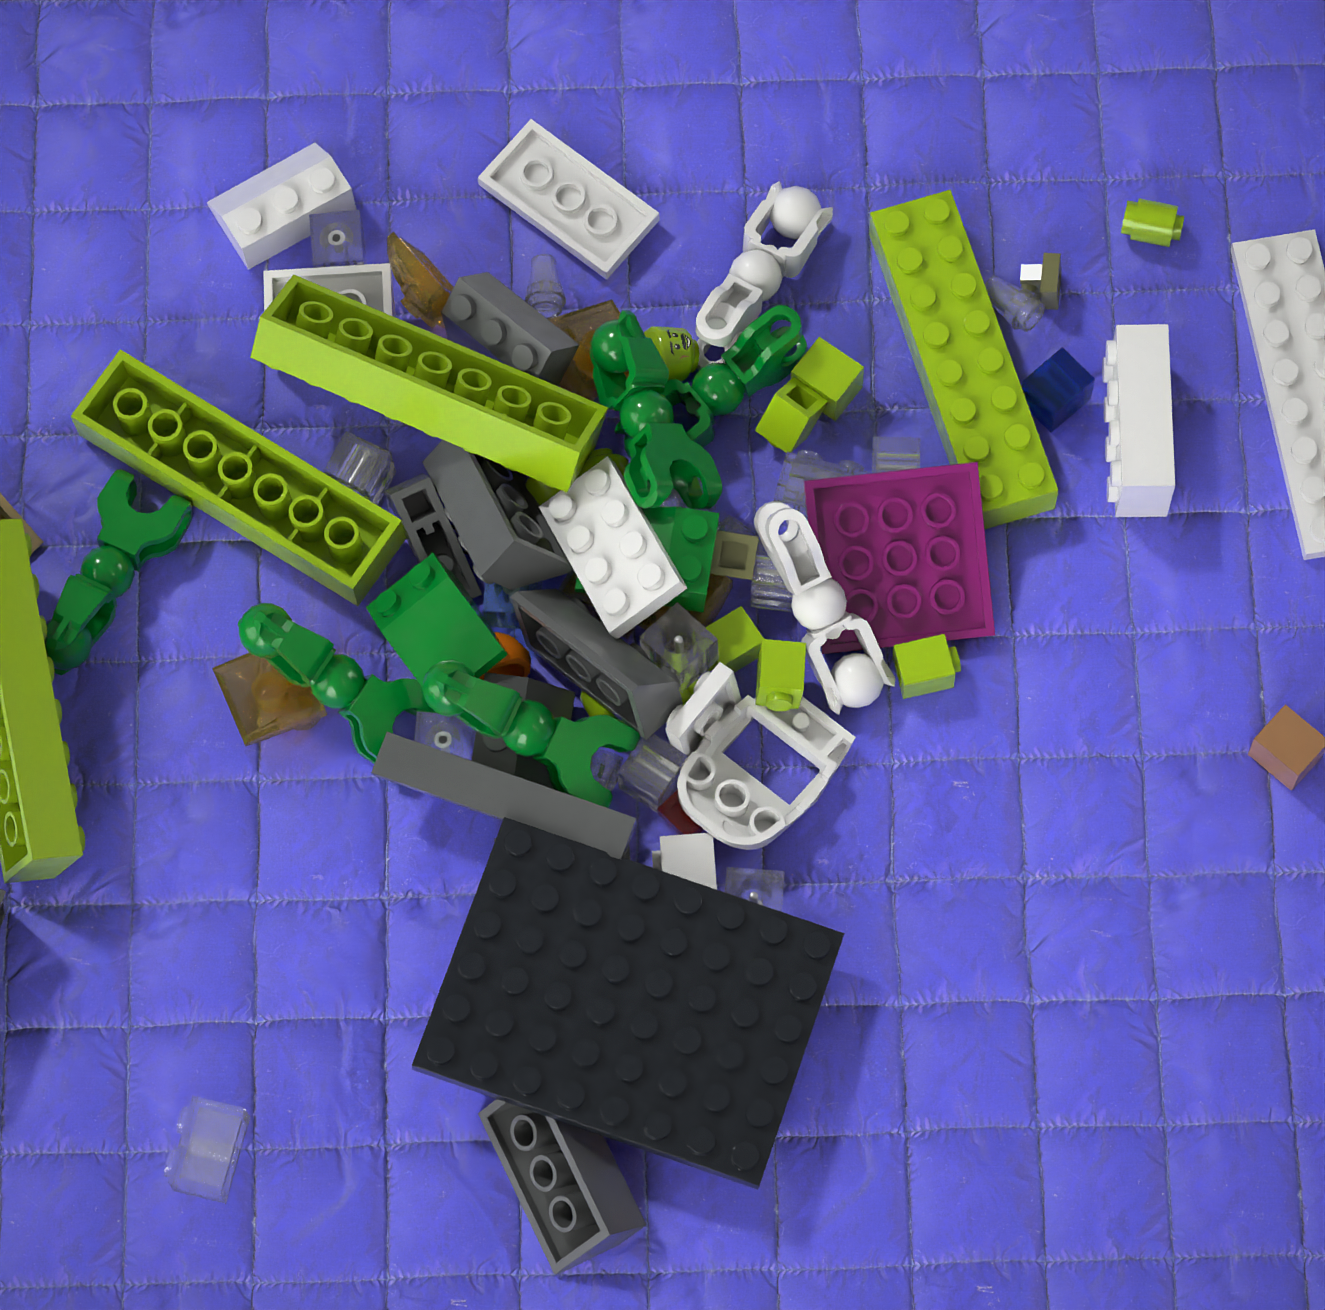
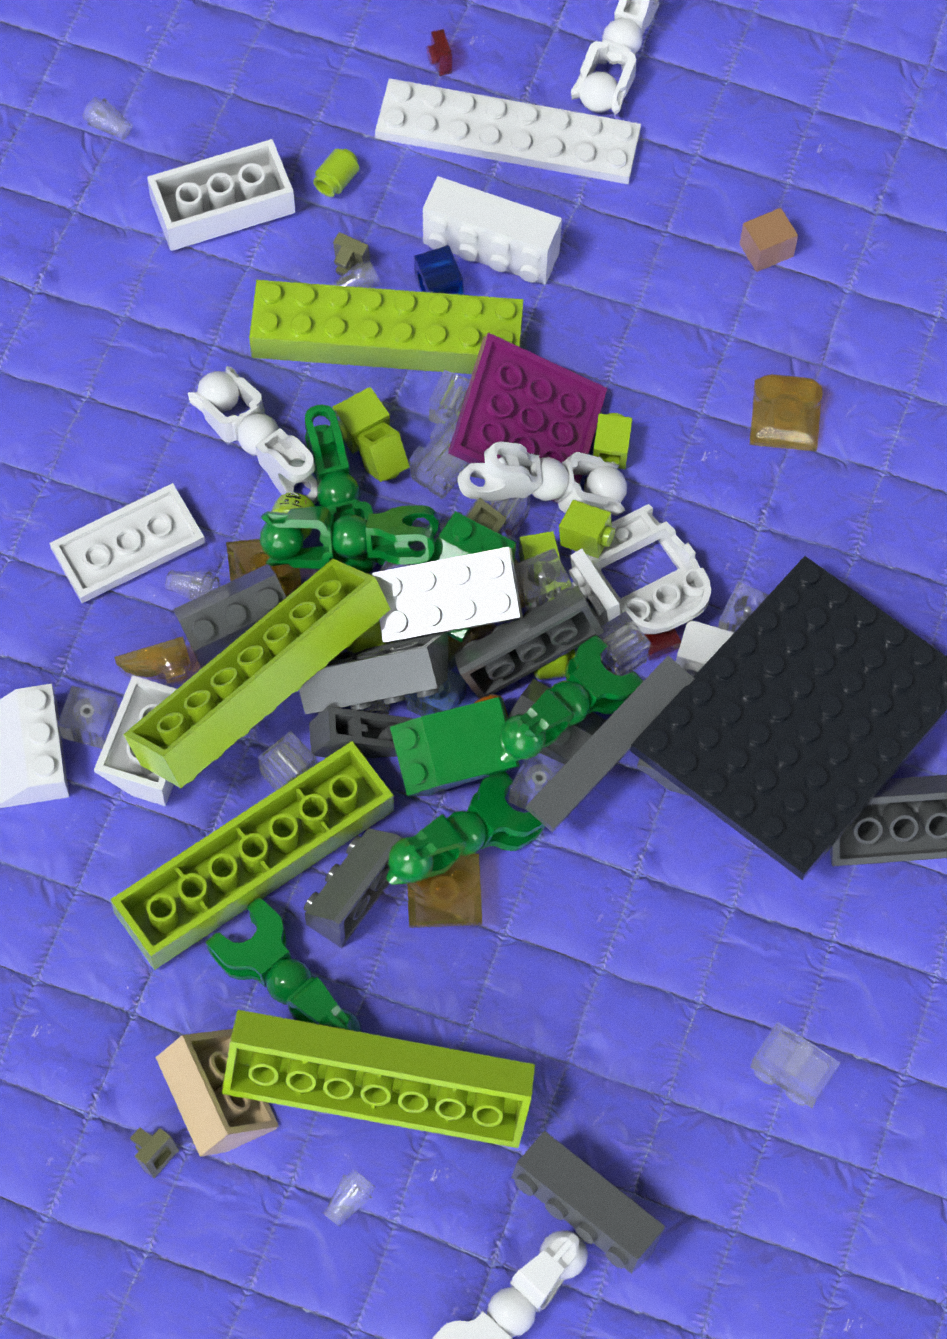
camera: 75 degrees left, 5 degrees down
(222, 592) = (351, 887): none -> dark grey slope
(1055, 109) = (221, 194): none -> white brick
(1056, 856) = (786, 412): none -> clear yellow slope

